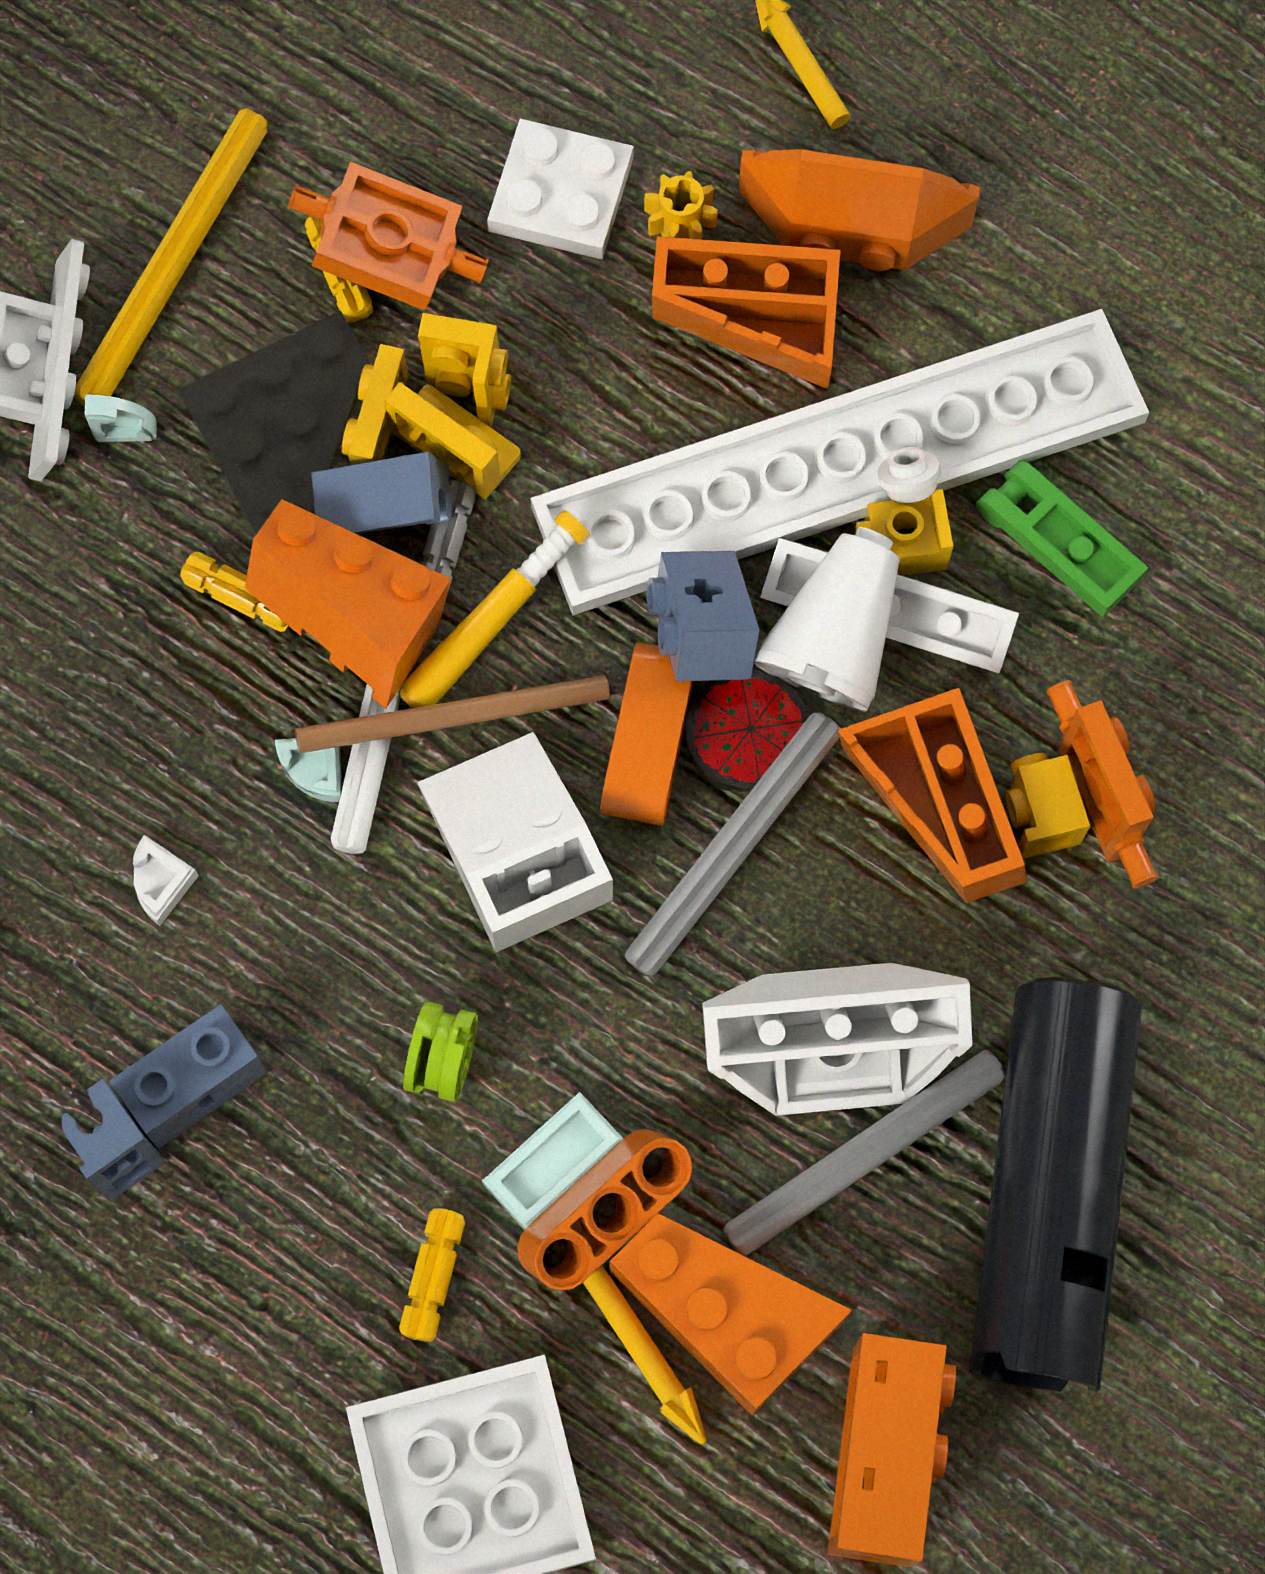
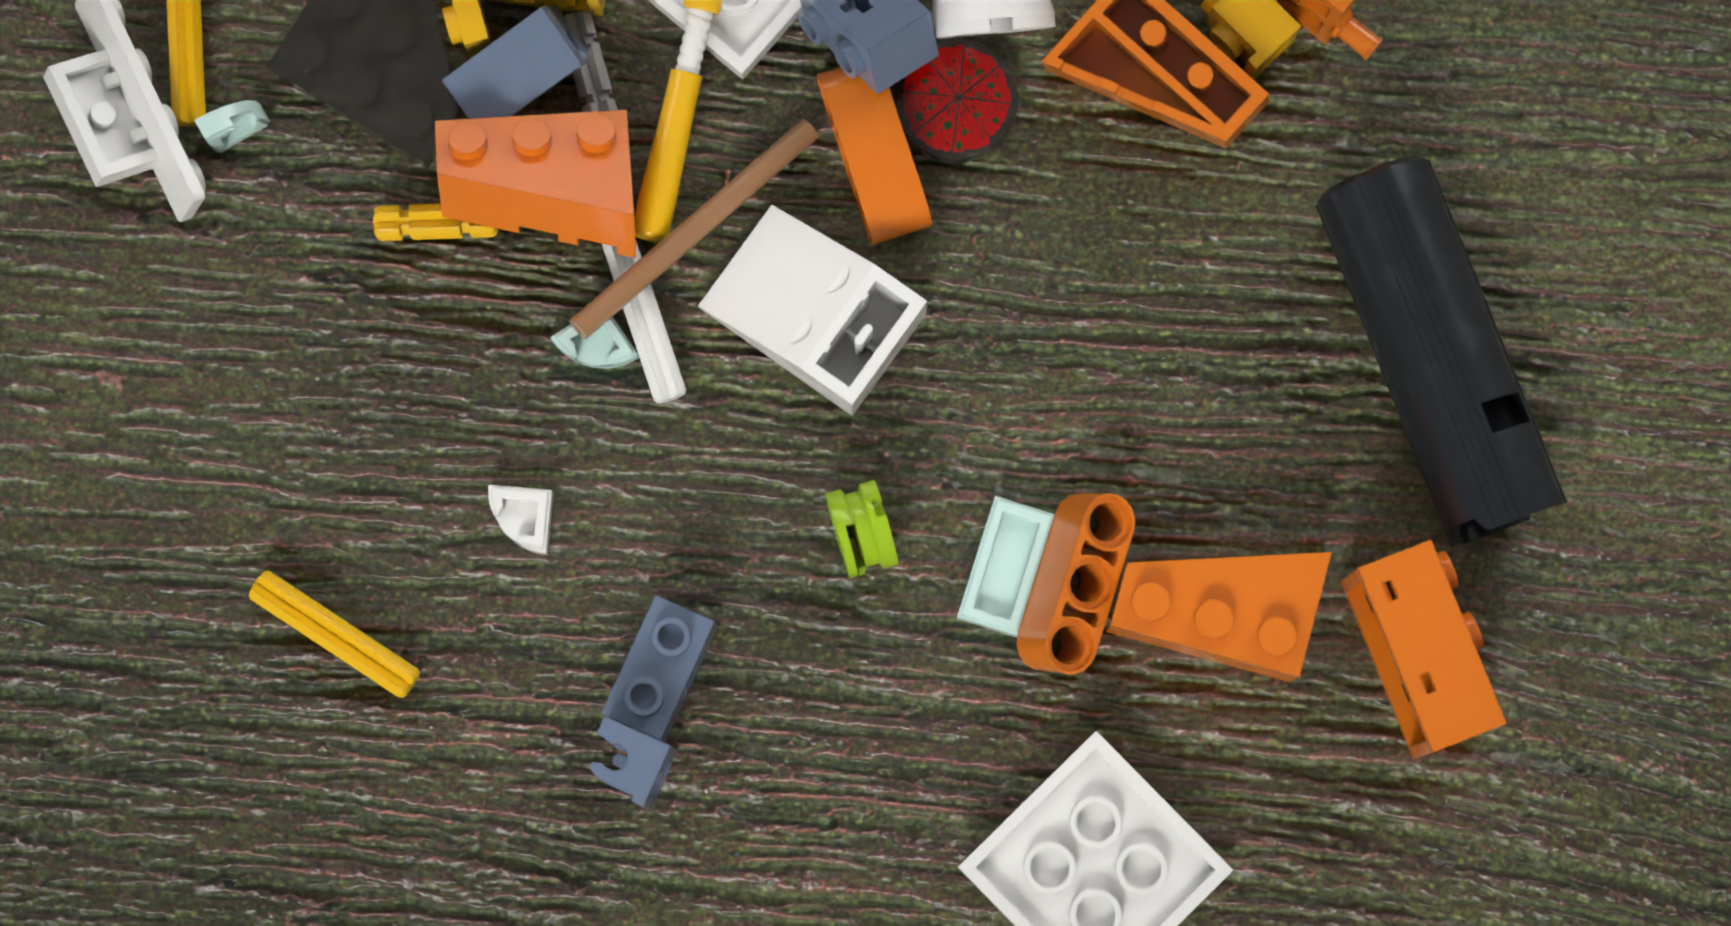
camera: 30 degrees left, 10 degrees up
(432, 1275) = (961, 717): yellow axle -> none
(678, 1403) = (1226, 707): yellow piece -> none
(732, 844) = (1003, 207): light grey axle -> none
(837, 1035) = (1187, 324): white wedge -> none
(864, 1153) = (1261, 412): light grey axle -> none

